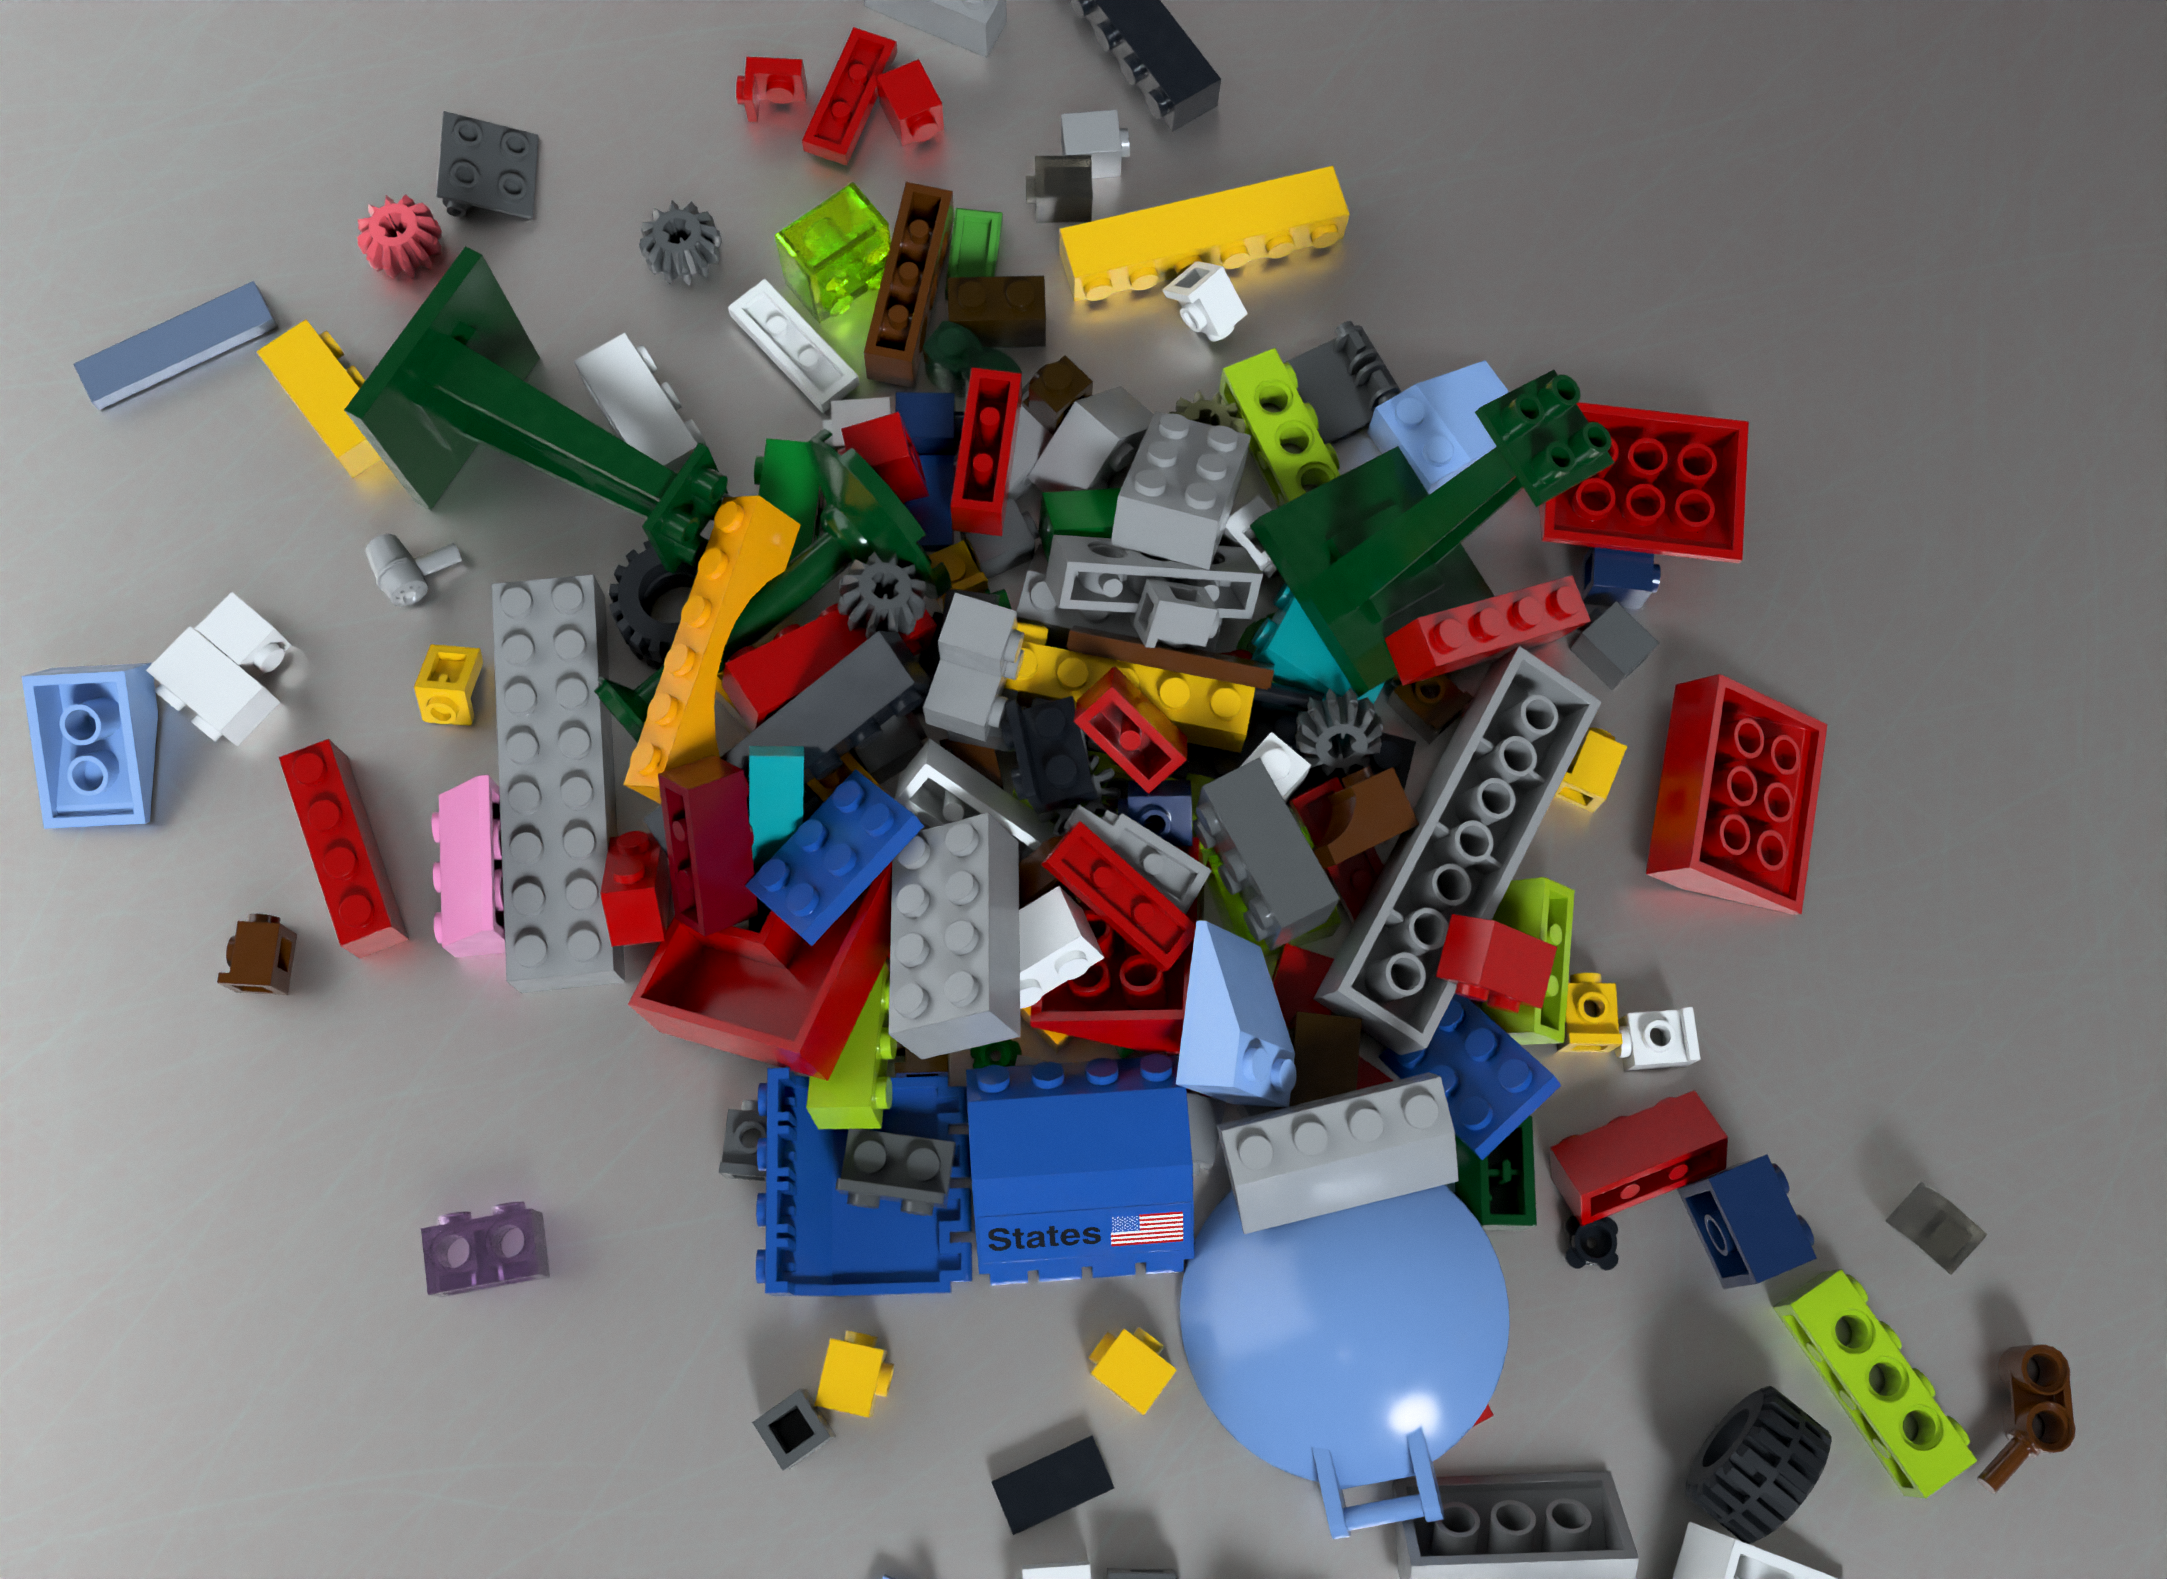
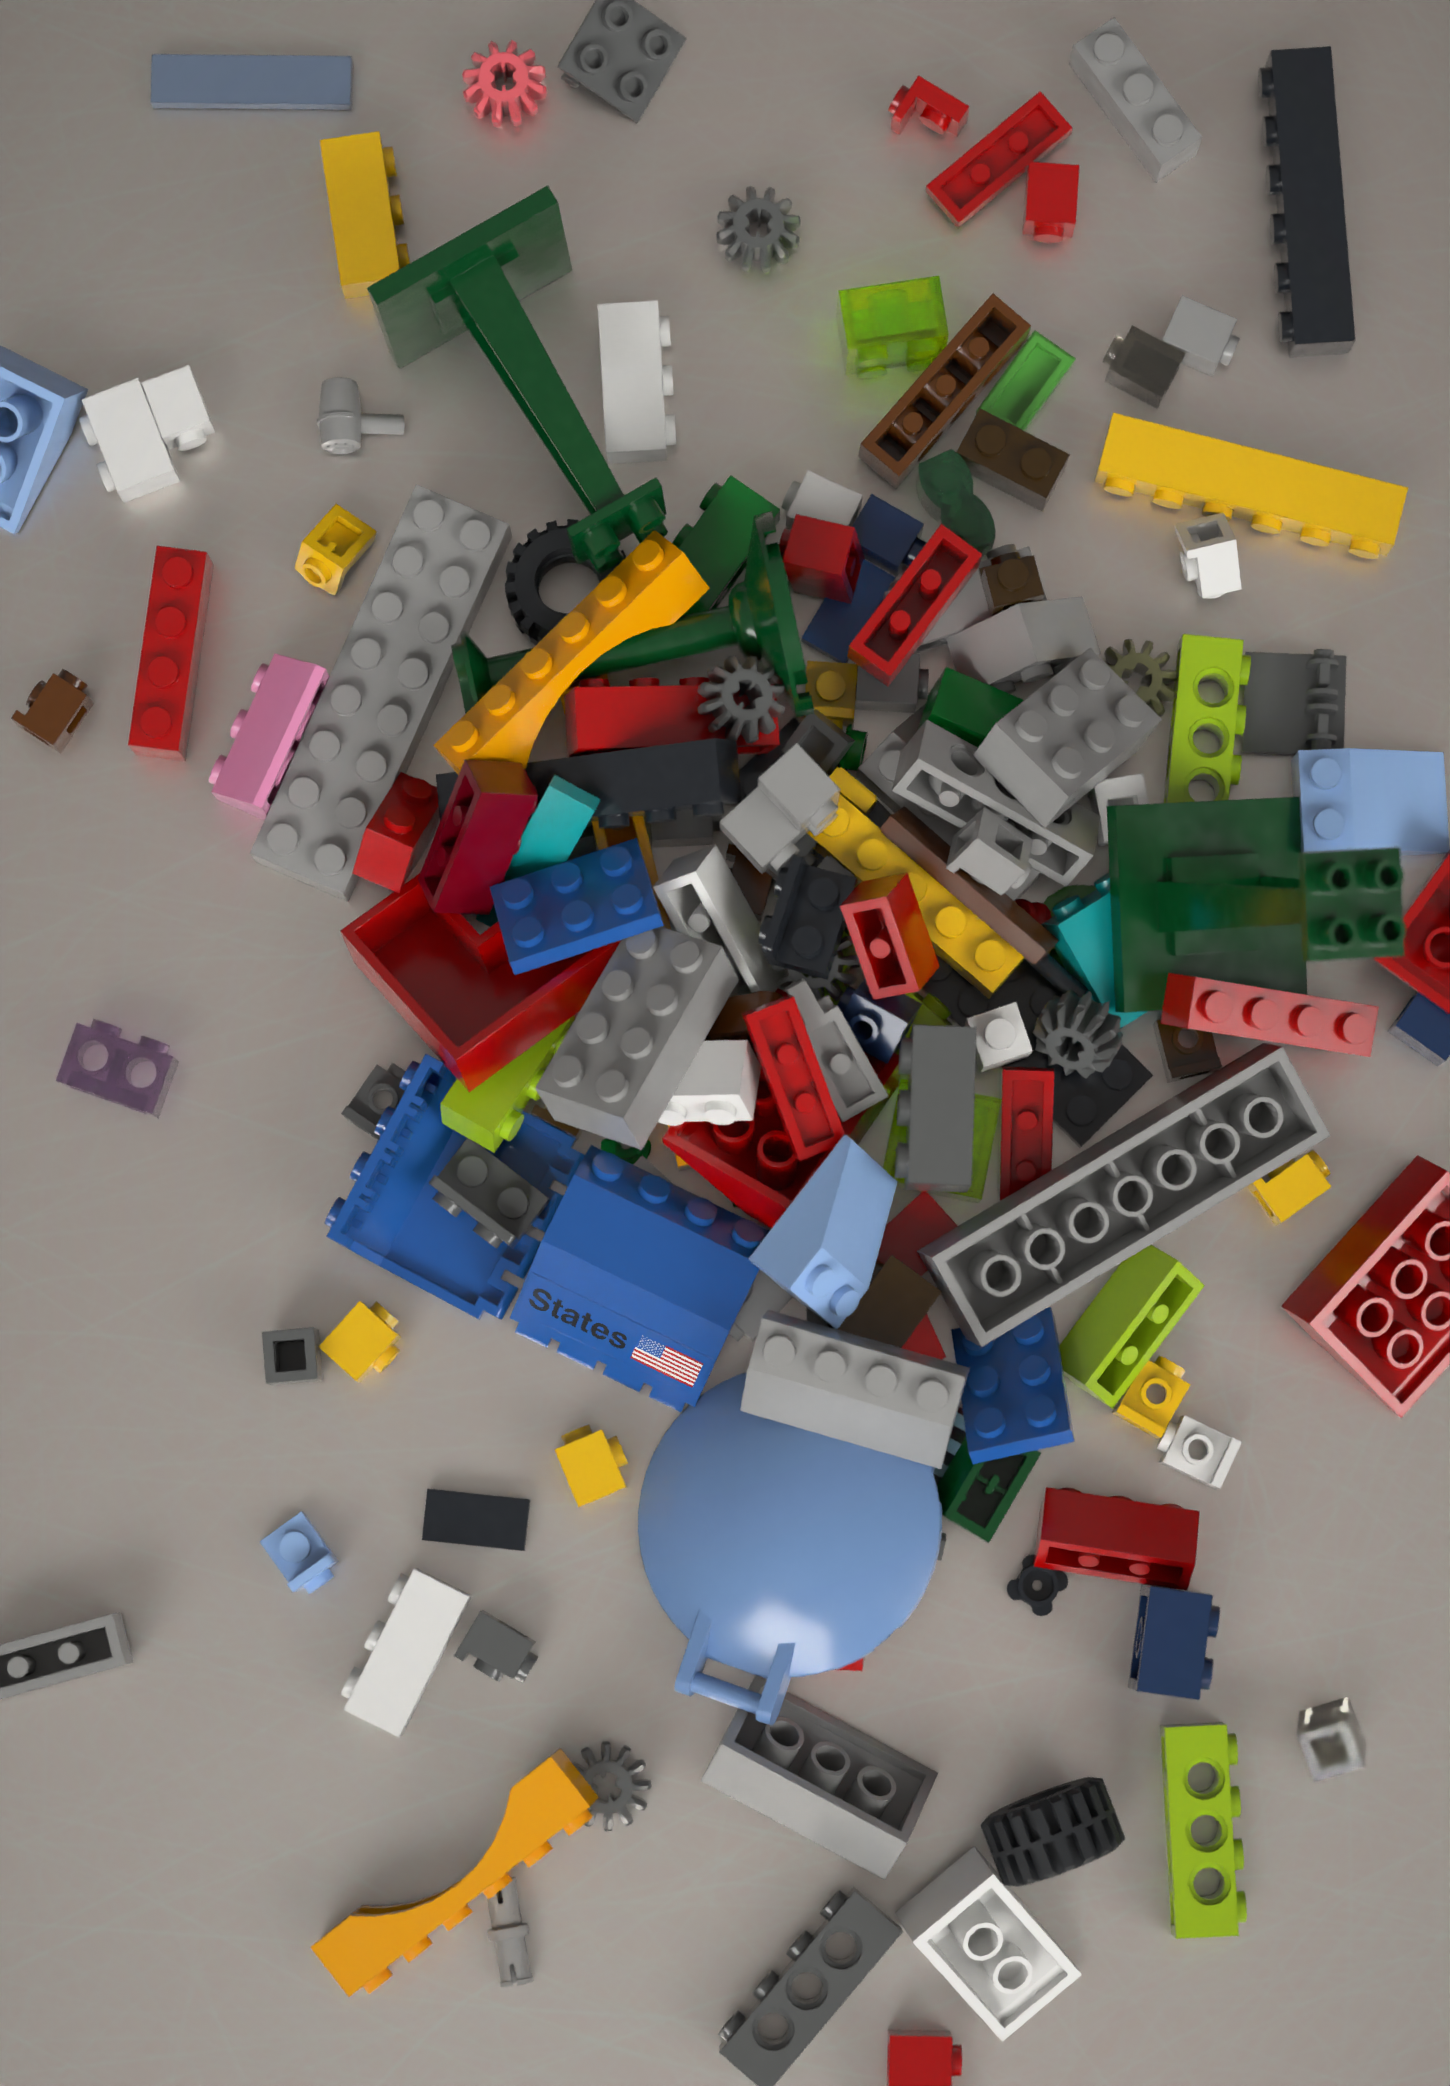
camera: 35 degrees right, 10 degrees up
(793, 345) = (807, 389): white plate -> none
(1364, 815) = (1053, 1121): reddish brown arch -> none
(1496, 963) = (1084, 1310): red brick -> none
(1613, 644) = (1385, 1087): dark grey brick -> none
(2047, 1397) = (1318, 1916): reddish brown beam -> none

